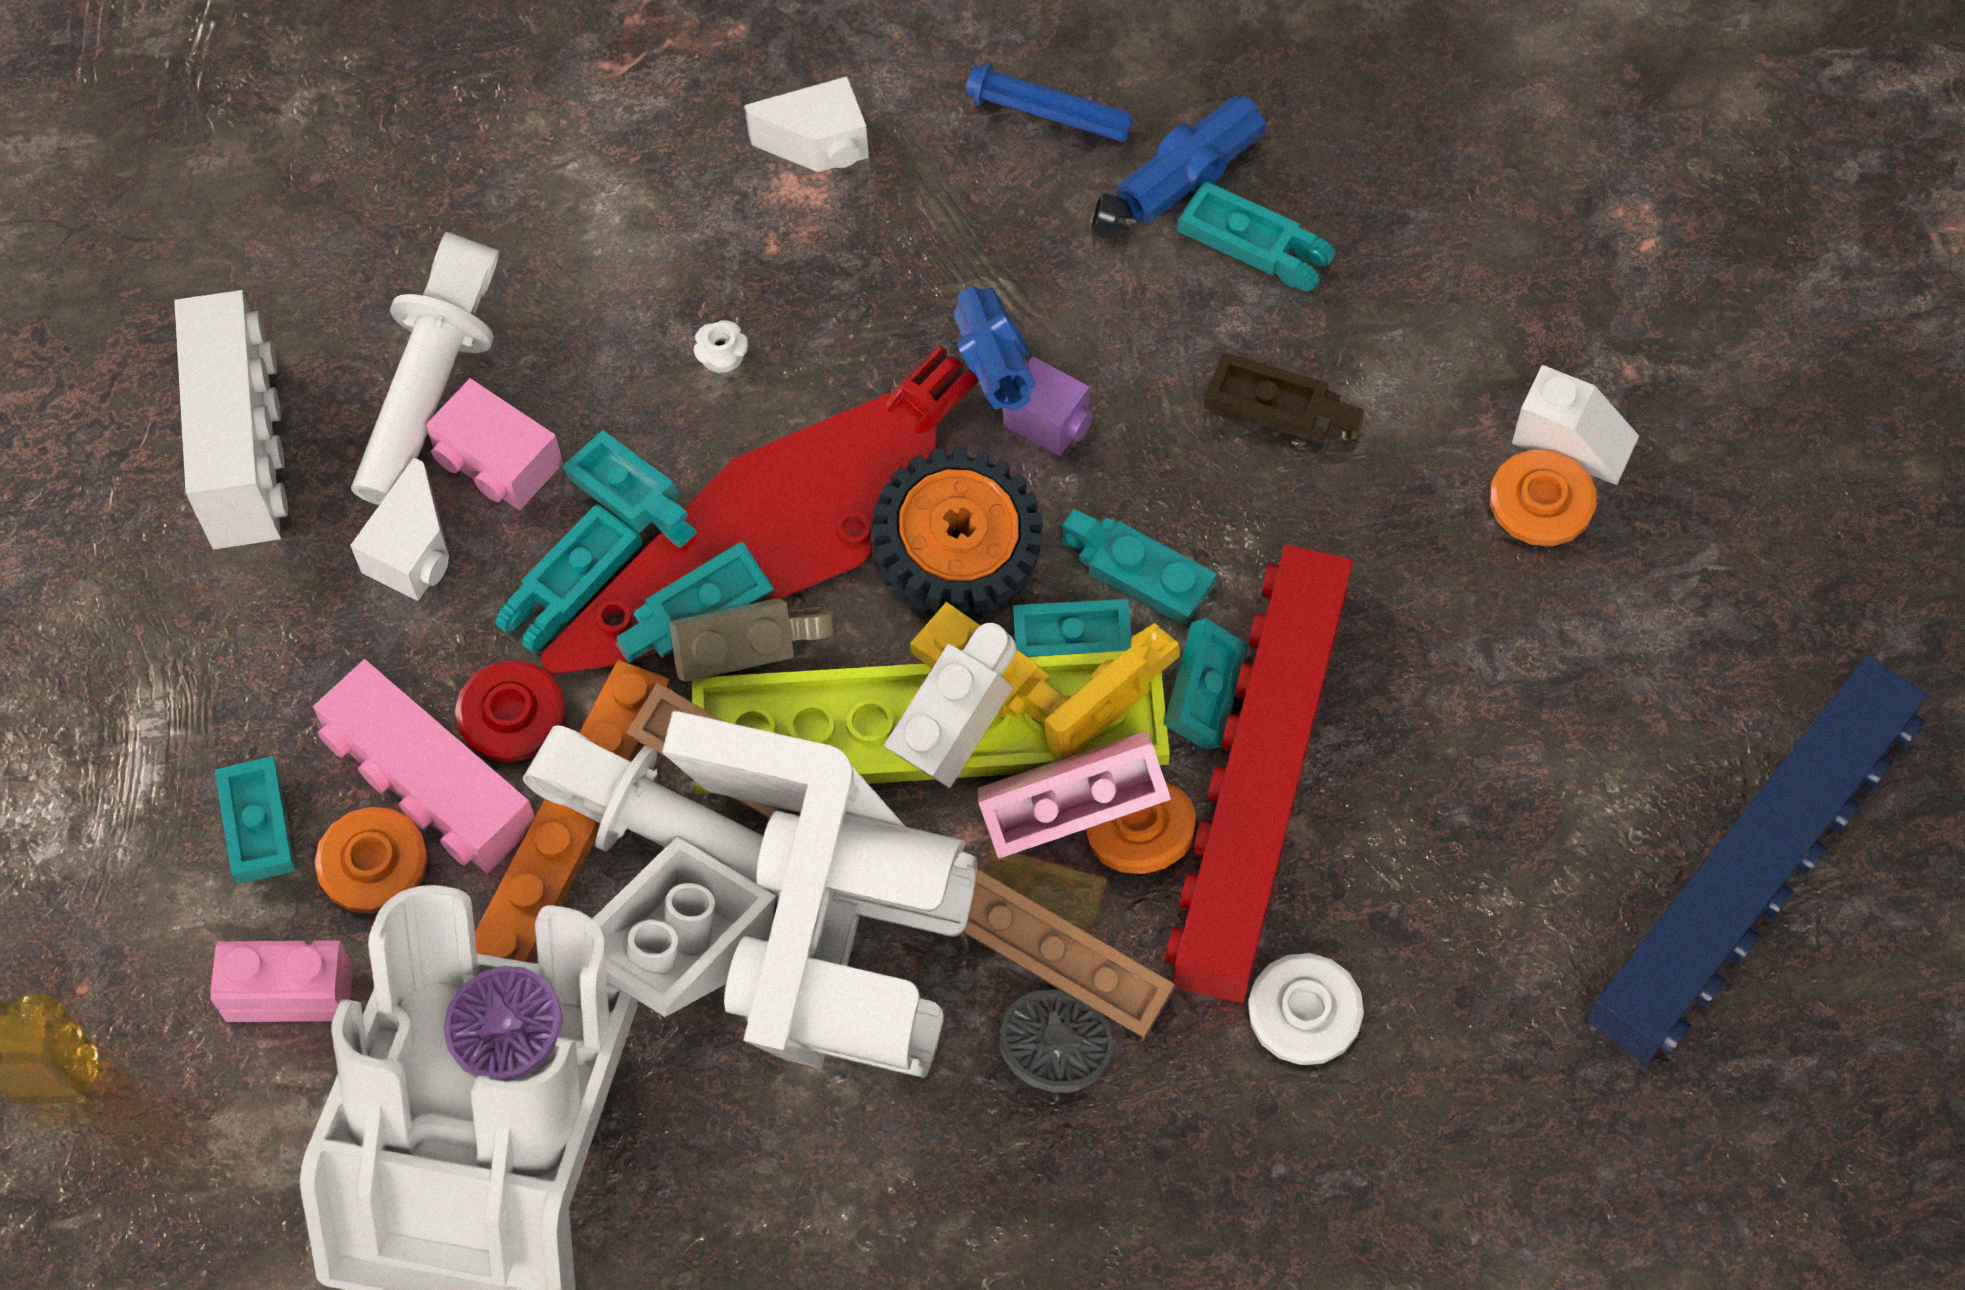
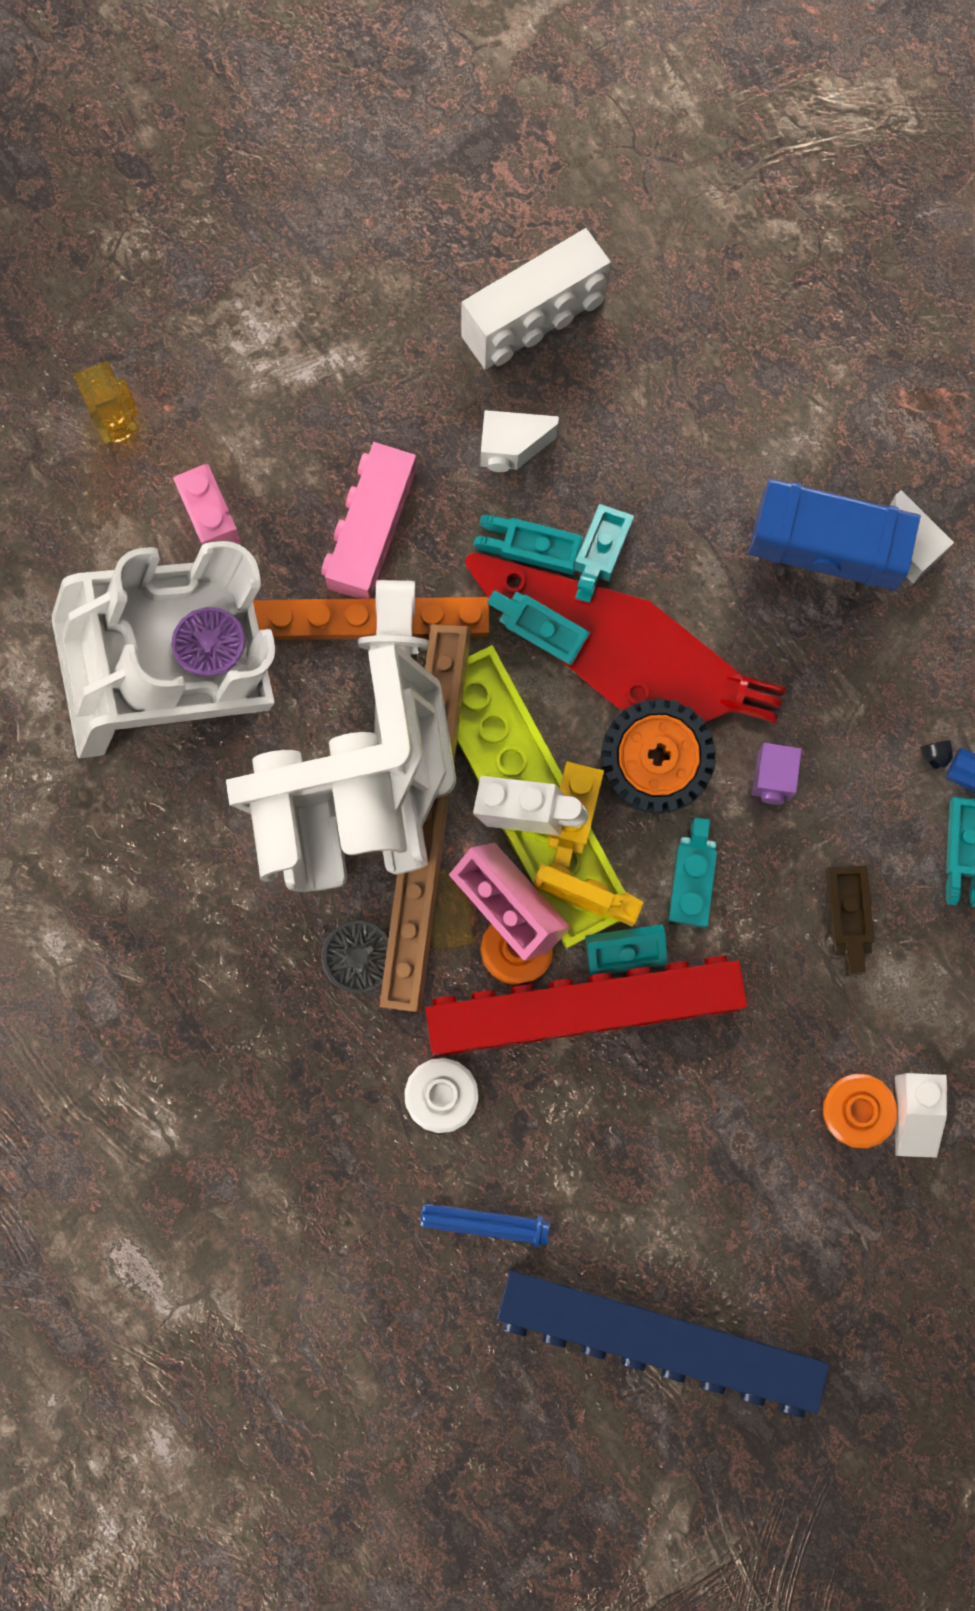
camera: 60 degrees right, 15 degrees up
(255, 820) = (299, 446): teal plate -> none
(370, 858) = (304, 521): orange wheel -> none
(440, 327) = (656, 387): white piece -> none
(493, 445) = (595, 457): bright pink brick -> none
(509, 710) = (430, 552): red wheel -> none
(680, 926) = (311, 705): white slope -> none
(723, 357) = (726, 565): white plate -> none
(743, 637) = (532, 663): dark tan plate -> none
(768, 192) = (834, 534): none -> blue piece
(993, 348) = (794, 722): blue piece -> none
(1072, 627) = (627, 854): teal plate -> none
(1547, 960) = (485, 1224): none -> blue axle

